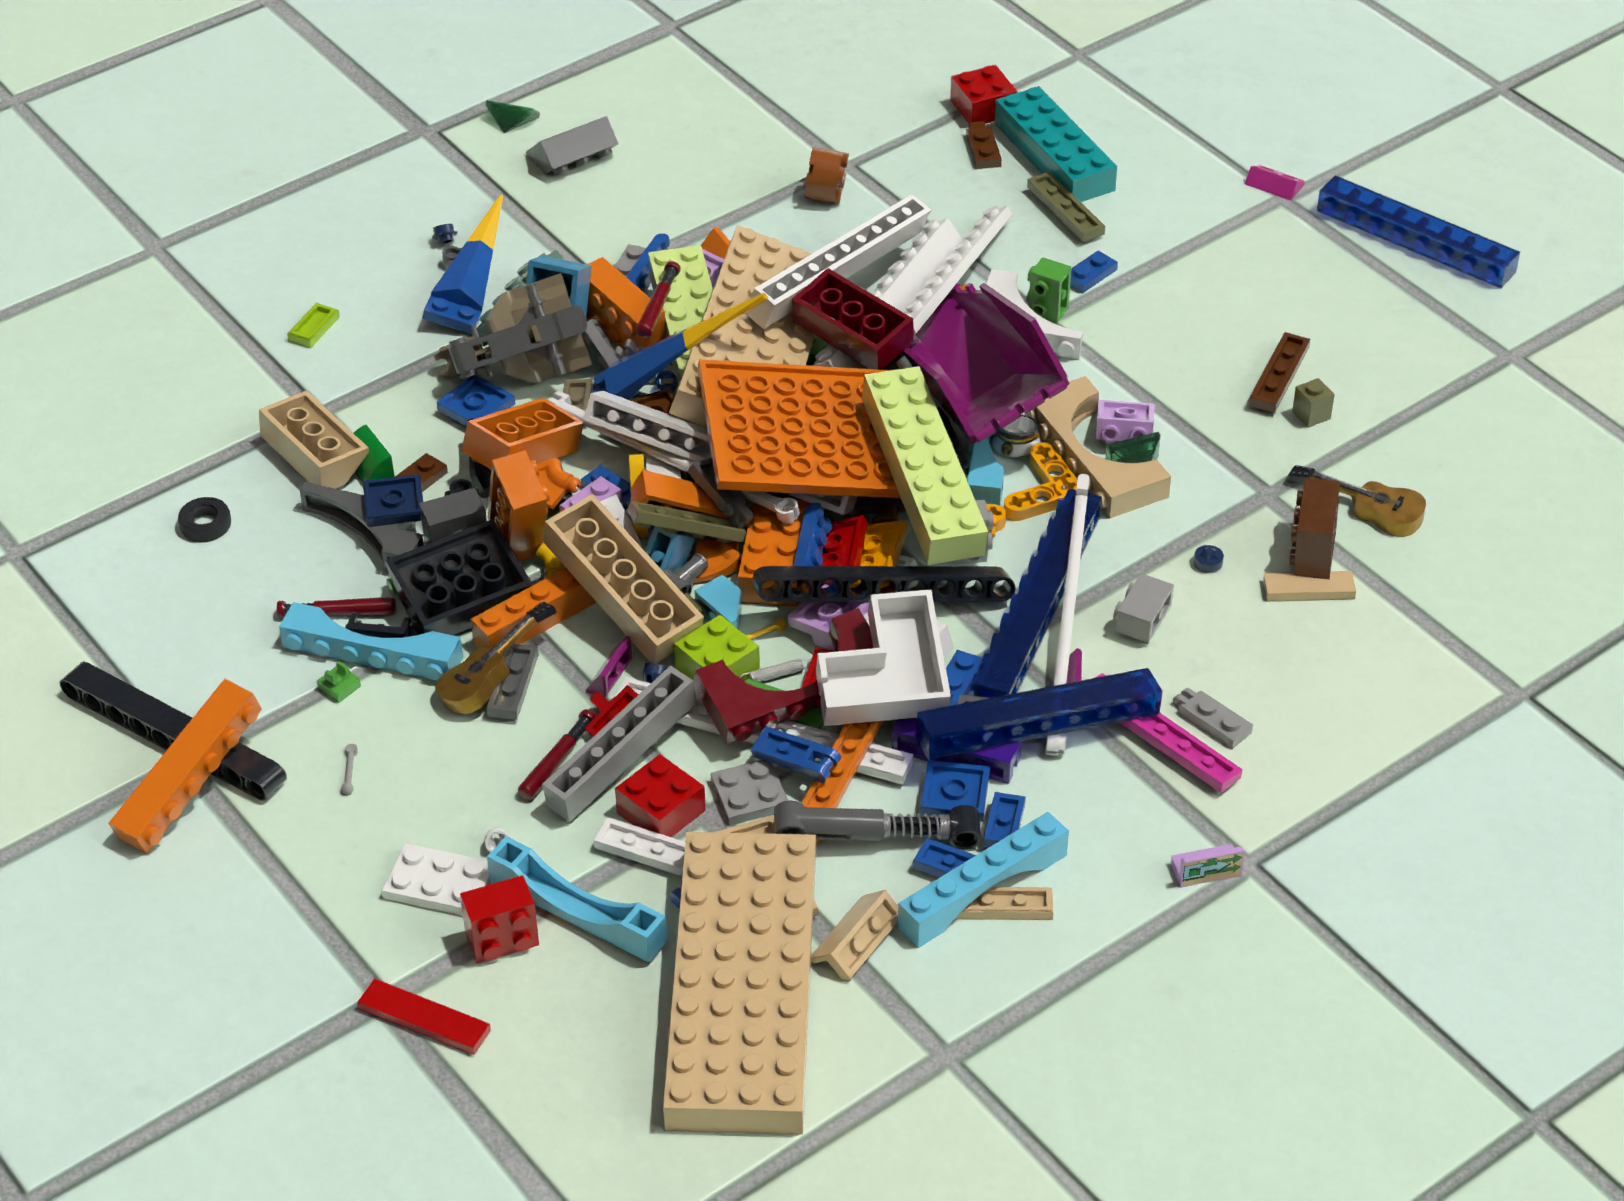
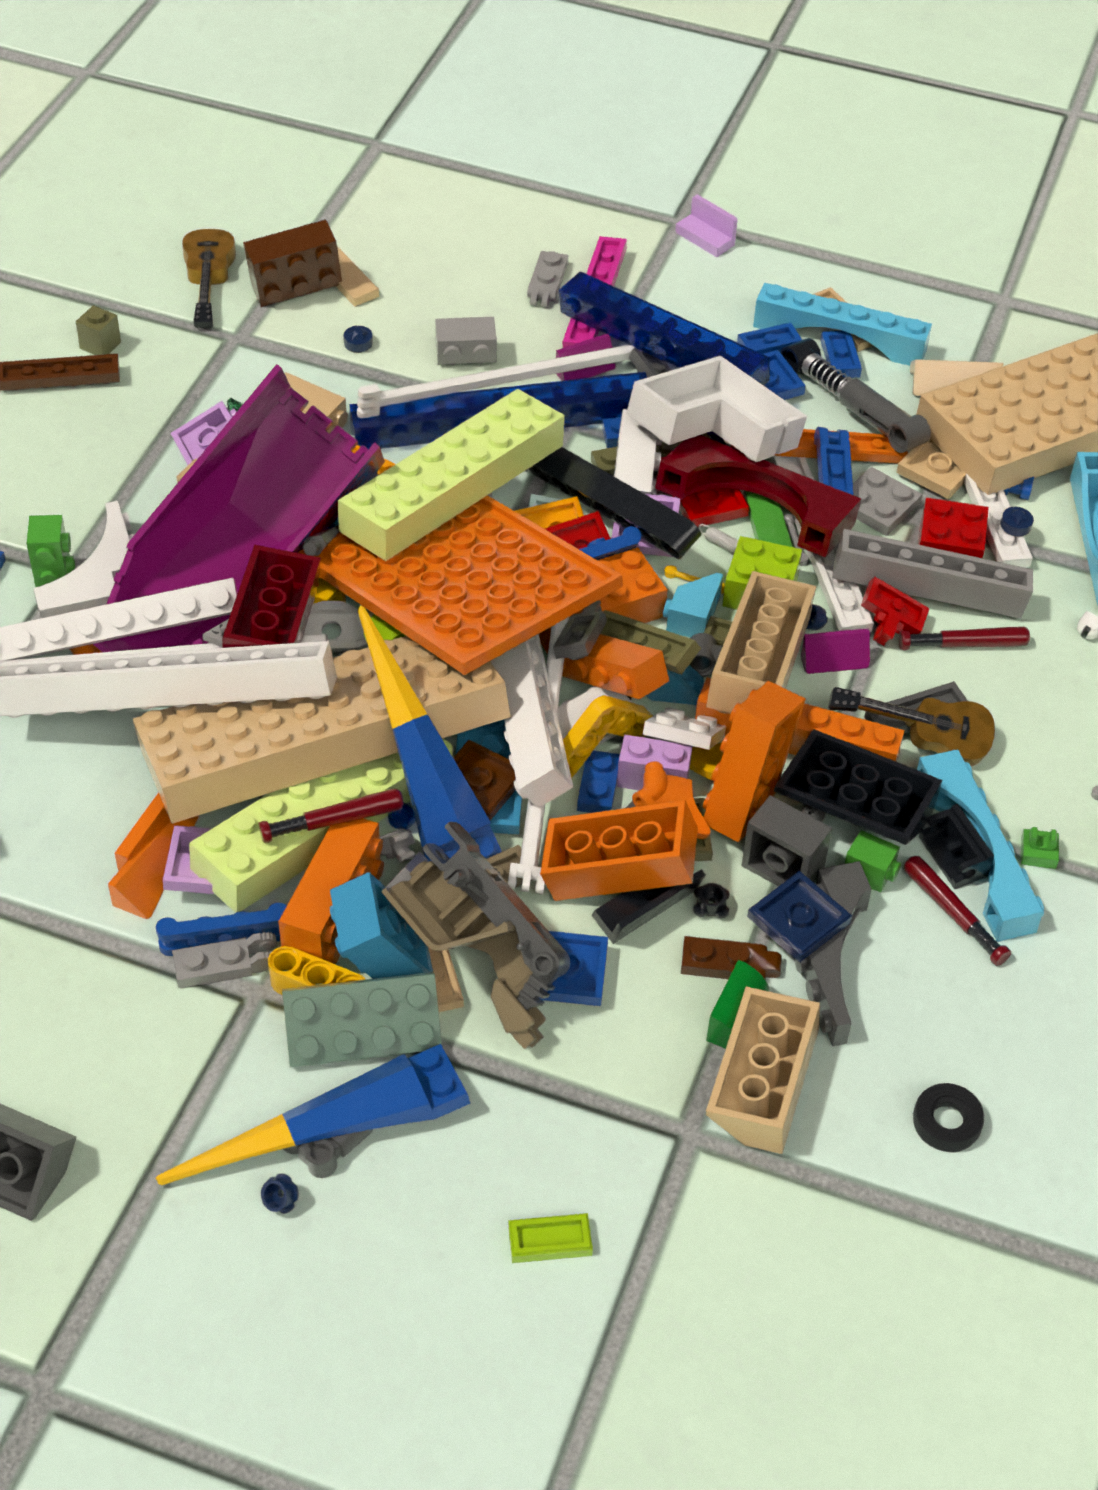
camera: 125 degrees left, 5 degrees up
(636, 846) = (1016, 521): none -> dark blue tile

